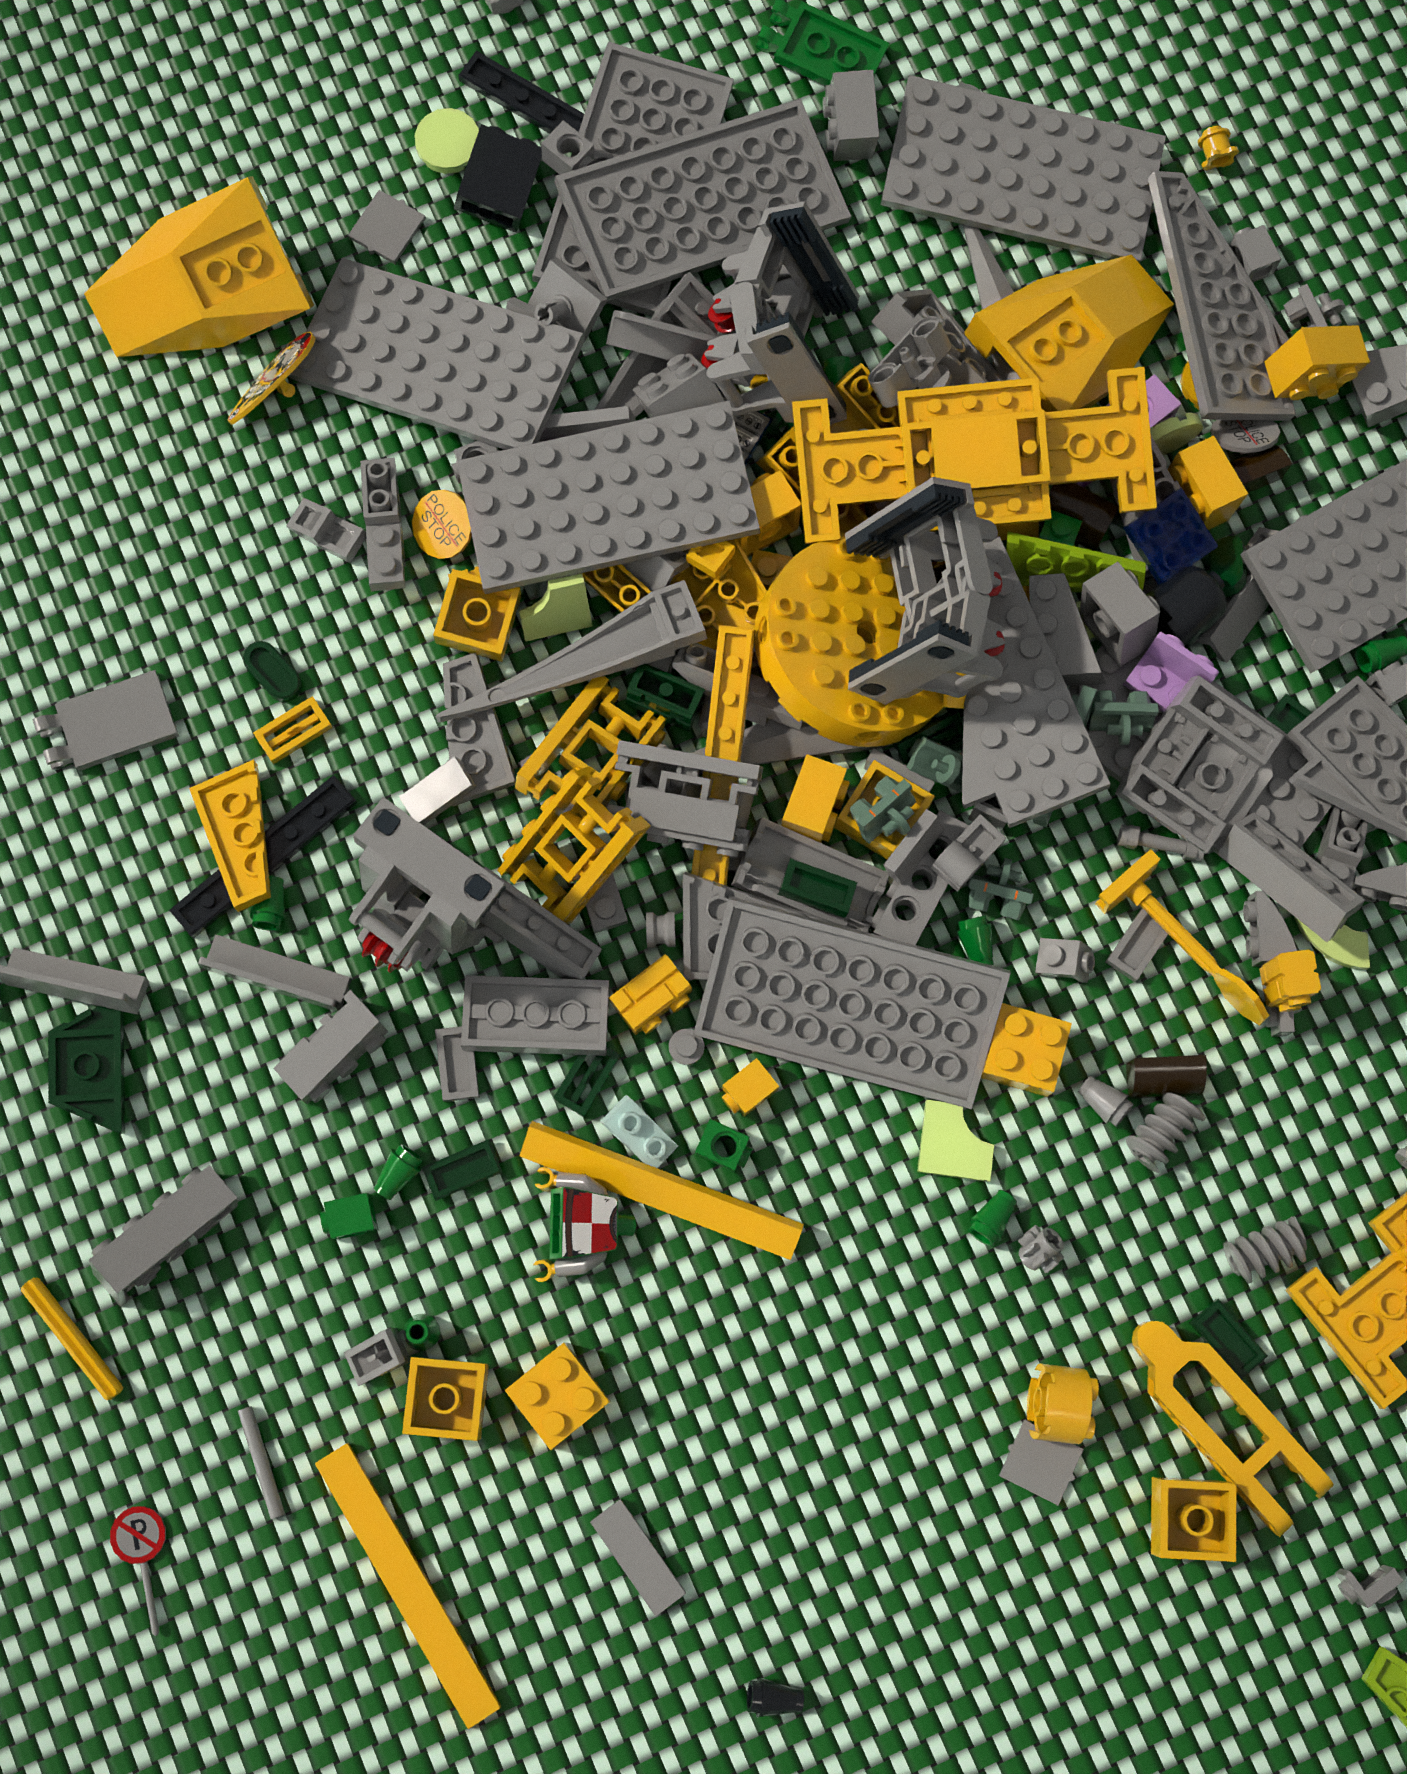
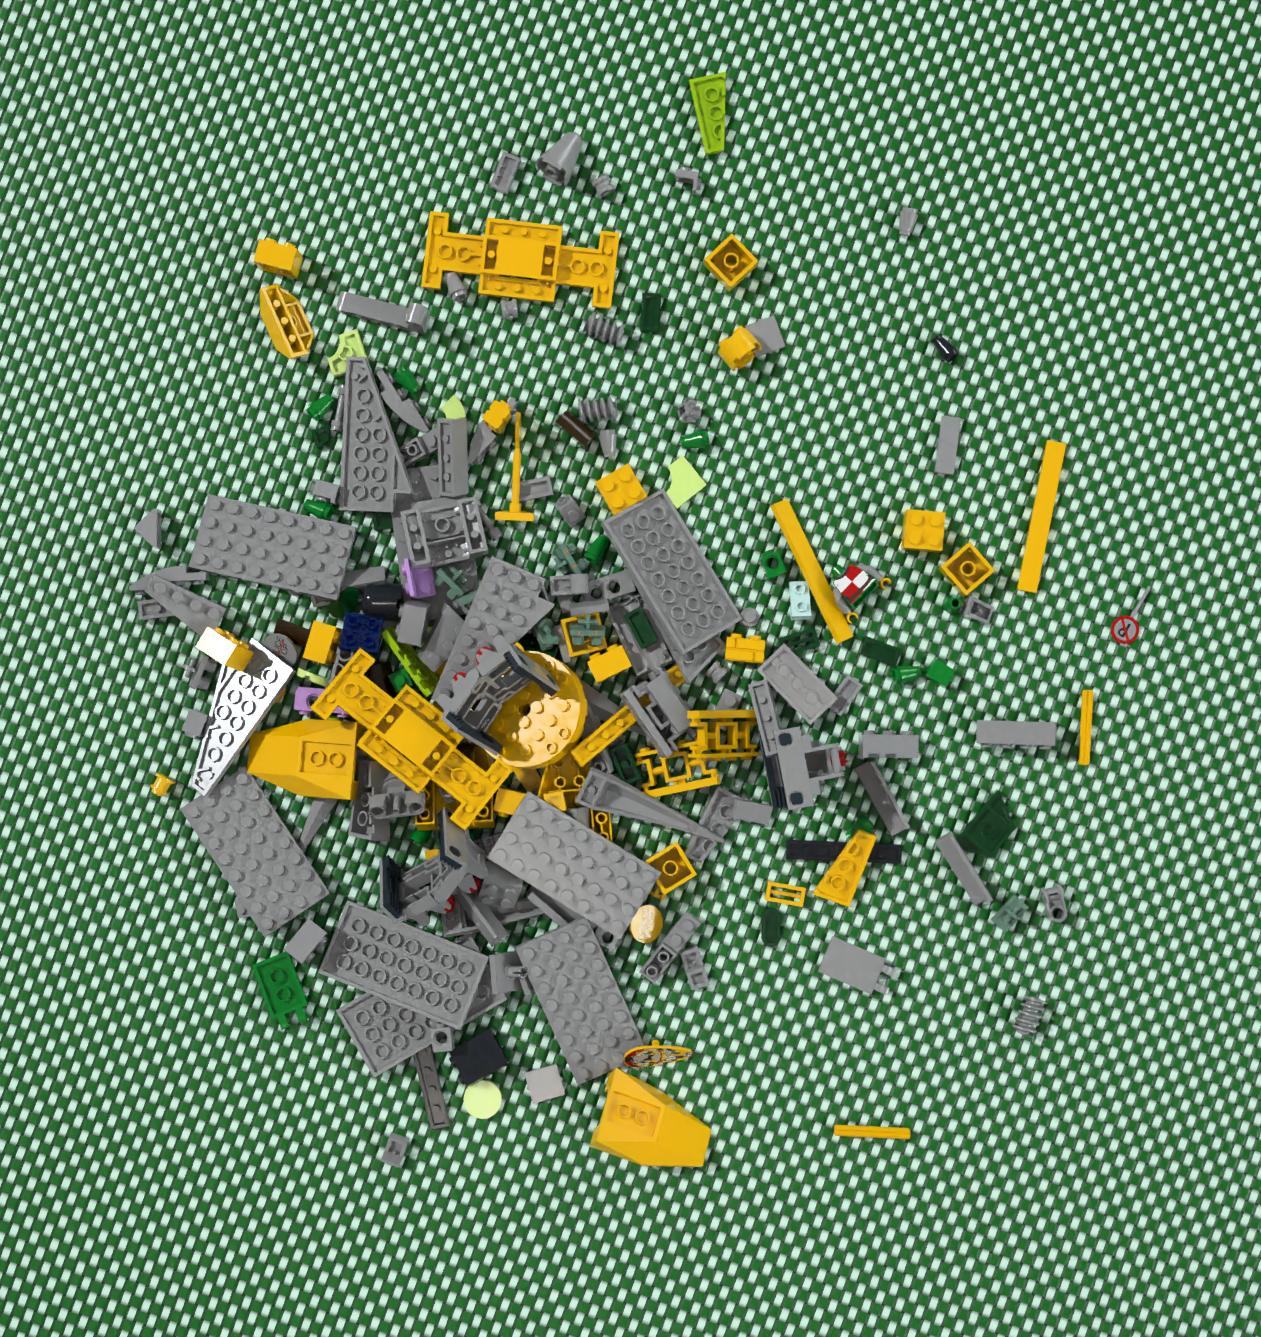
camera: 135 degrees left, 10 degrees up
(261, 1462) = (1055, 613): light grey bar -> none
(559, 610) = (634, 841): yellowish green tile -> none
(749, 1088) = (741, 577): yellow brick -> none
(1165, 1357) = (681, 328): yellow piece -> none

